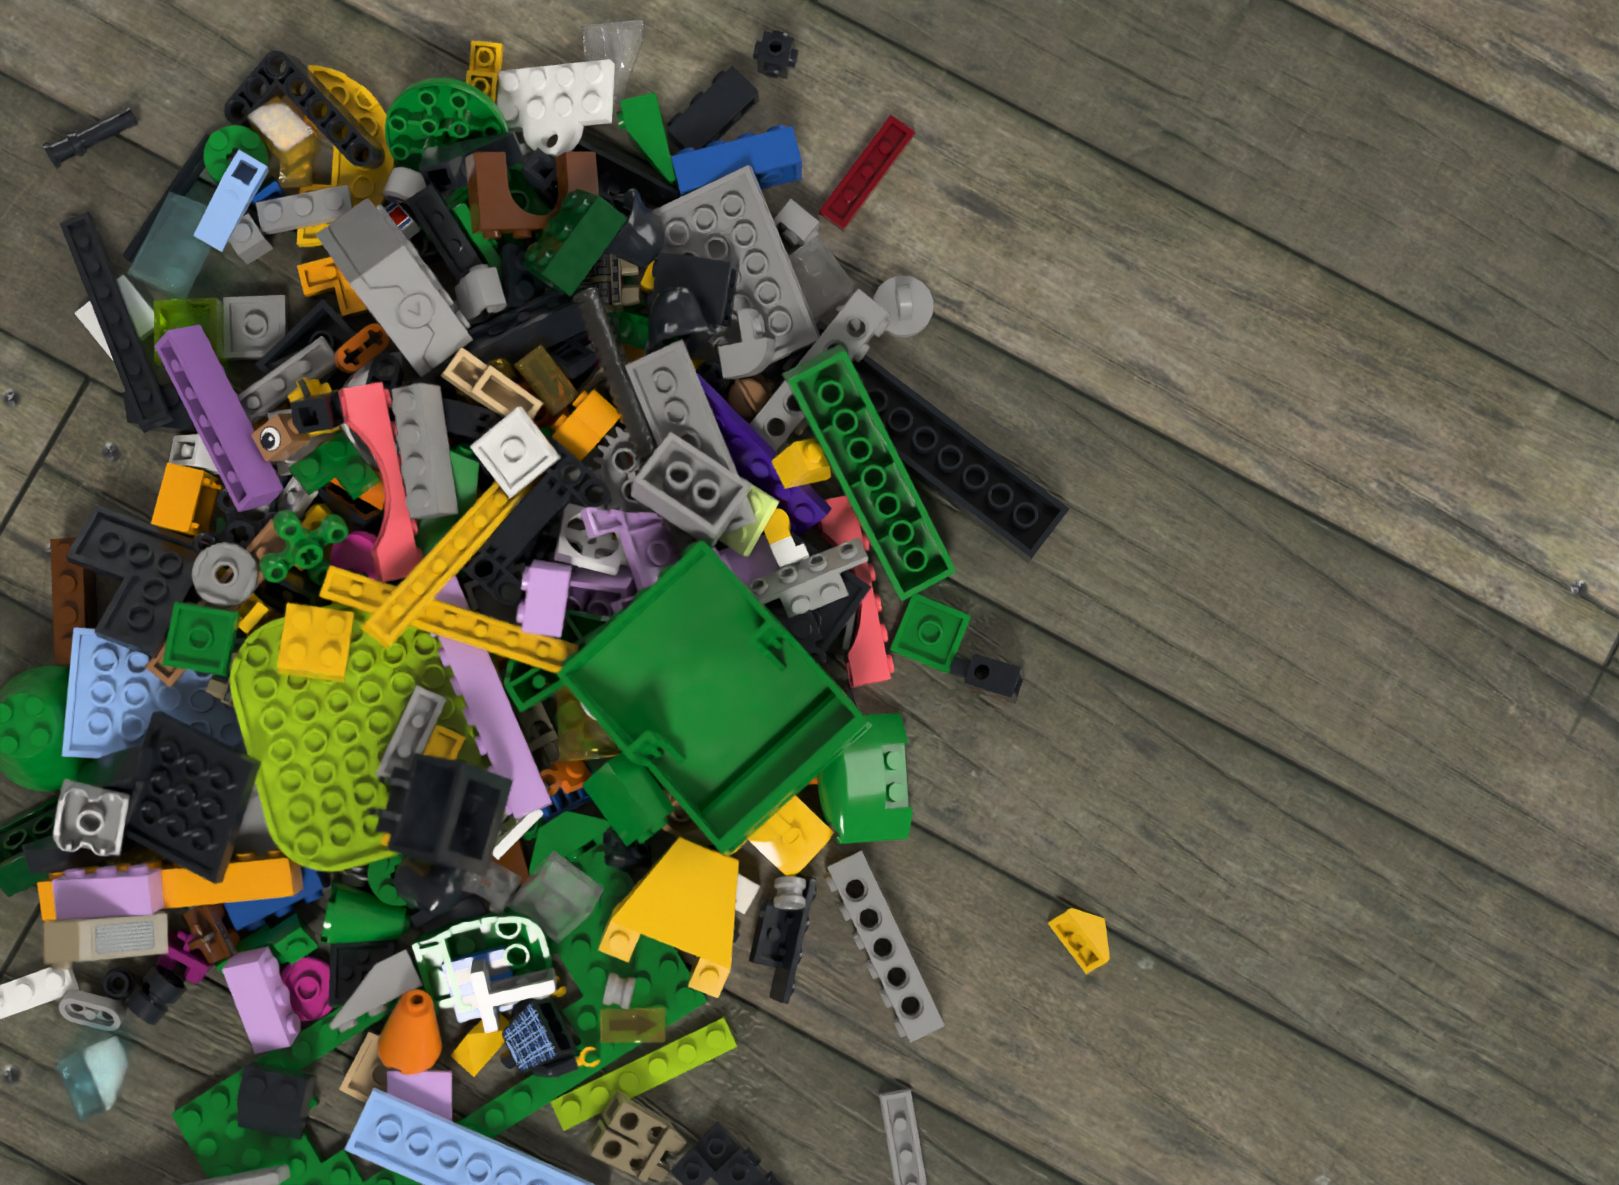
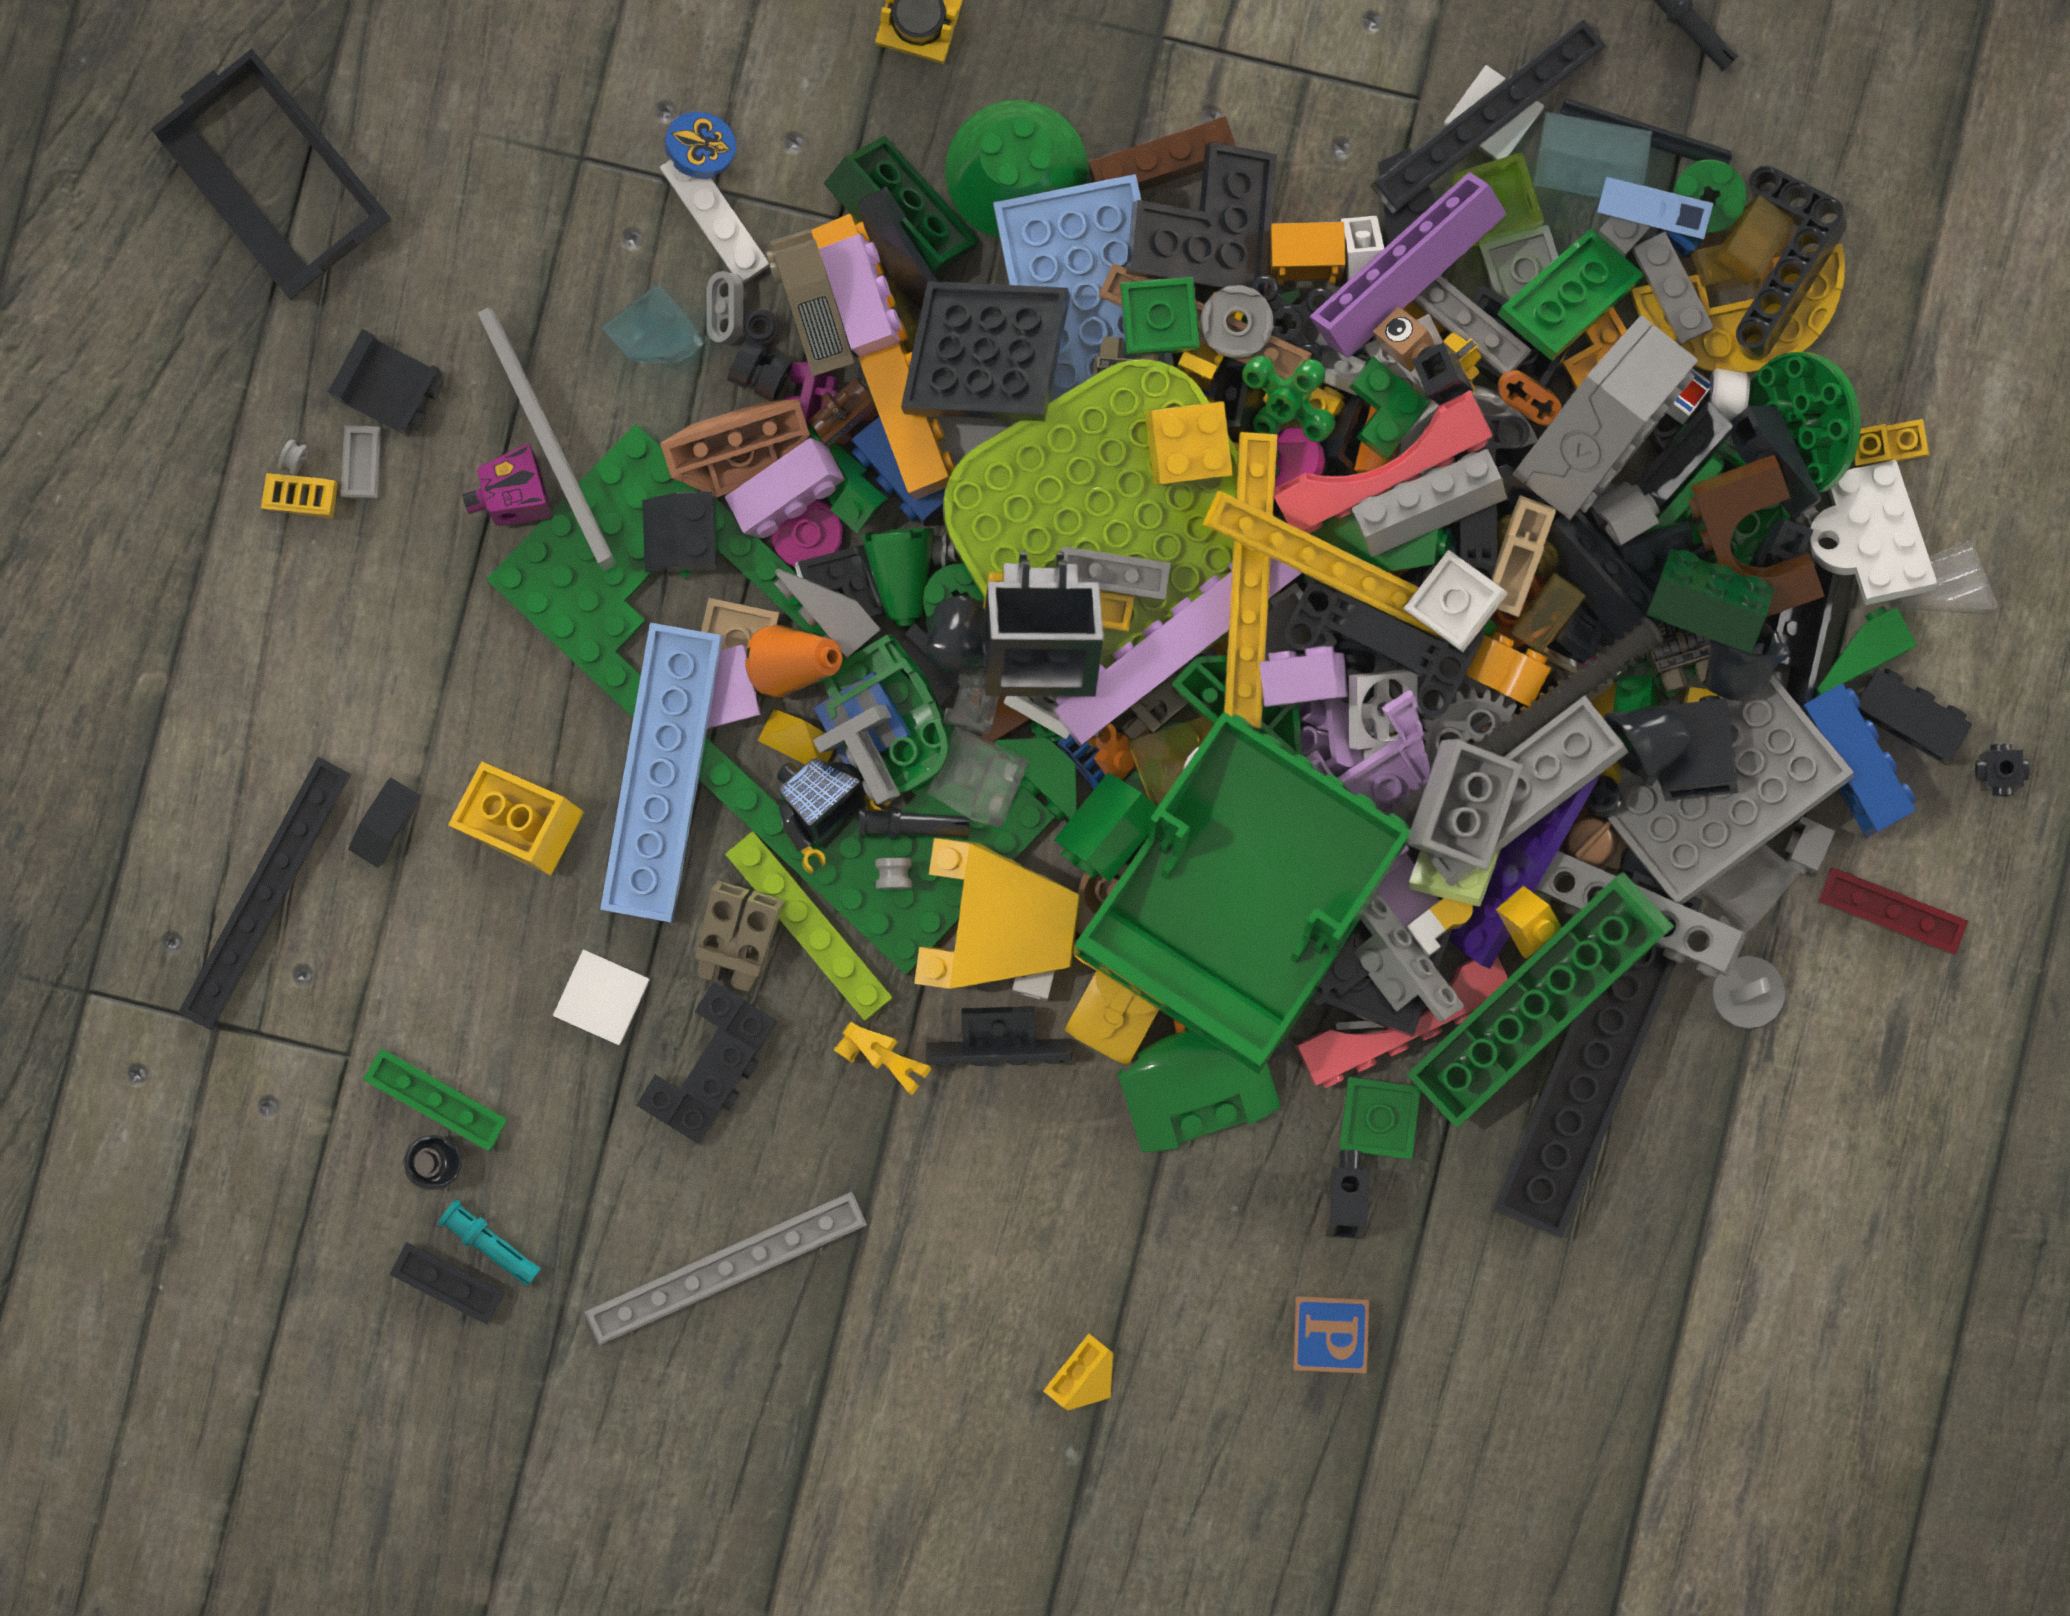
camera: 80 degrees right, 0 degrees up
(90, 818) = (935, 253): light grey slope -> none
(117, 770) = (987, 260): black slope -> none
(213, 1035) = (735, 445): none -> nougat wedge
(285, 292) = (1570, 294): none -> green plate
(577, 976) = (895, 823): none -> black pin
(623, 856) = (1041, 842): black plate -> none
(633, 1025) = (859, 899): clear yellow tile -> none
(752, 353) = (1642, 834): light grey brick -> none
(761, 1049) = (878, 1051): none -> yellow piece
(789, 893) = (1048, 1033): light grey wheel -> none
(926, 1017) = (1095, 1102): light grey brick -> none
(1099, 720) = (1331, 1335): none -> piece

